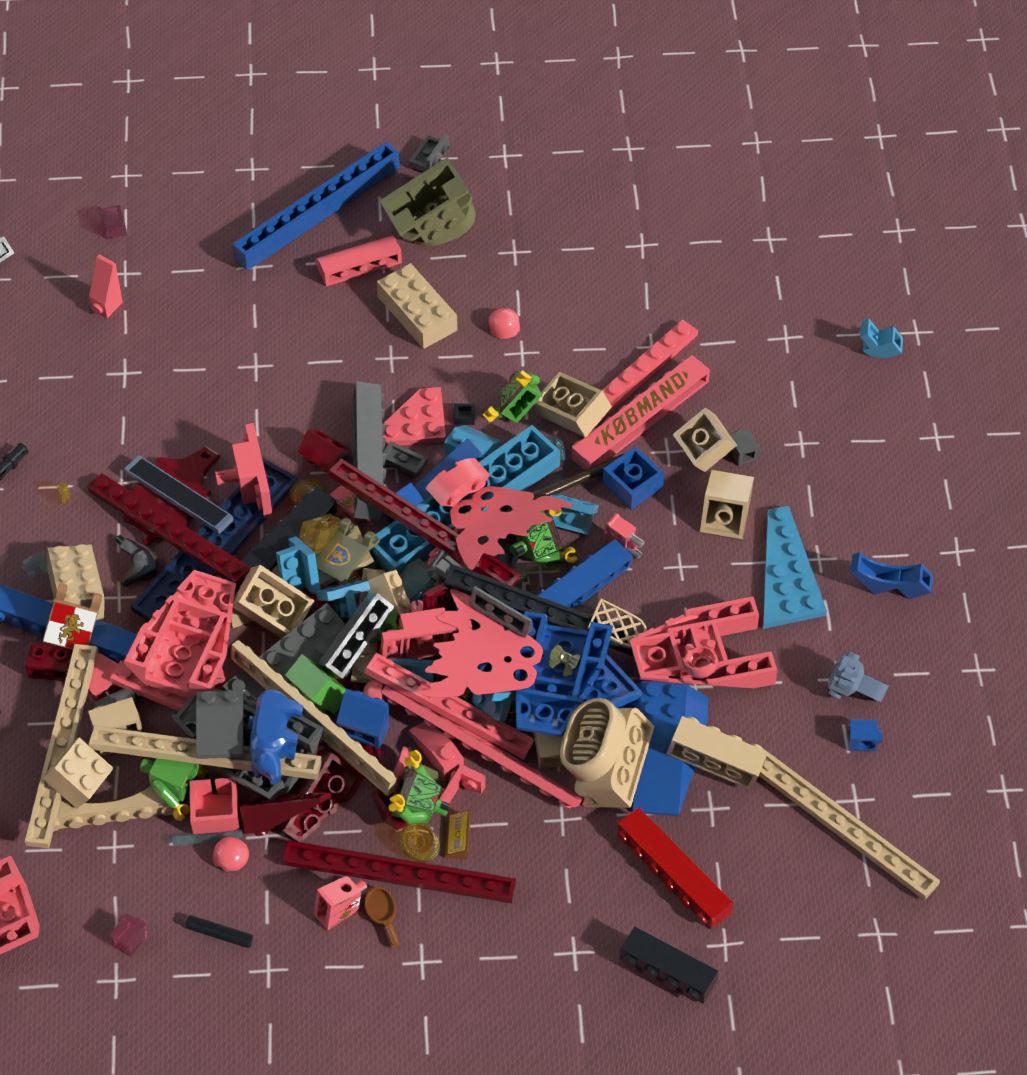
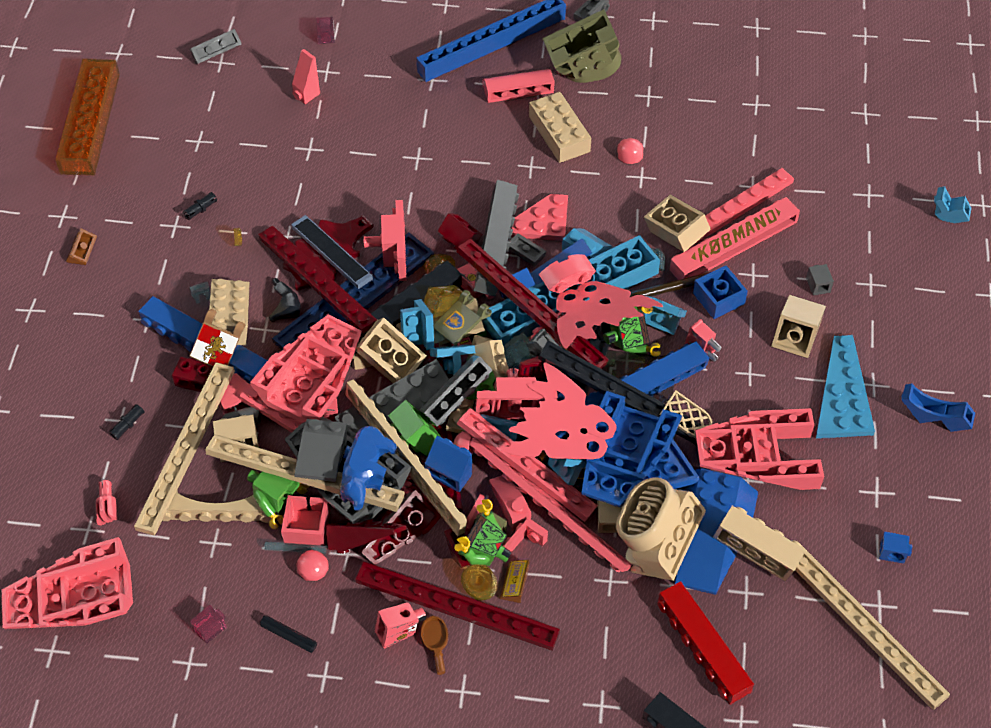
camera: 10 degrees right, 0 degrees up
(78, 773) = (192, 473): tan brick -> none
(464, 414) = (584, 219): black tile -> none
(500, 612) = (584, 389): dark grey slope -> none
(516, 397) = (630, 211): bright green torso -> none
(558, 655) = (630, 435): olive piece -> none
(700, 661) = (755, 459): coral hair -> none
(704, 439) = (787, 268): tan brick -> none
(850, 677) = (889, 492): sand blue piece -> none

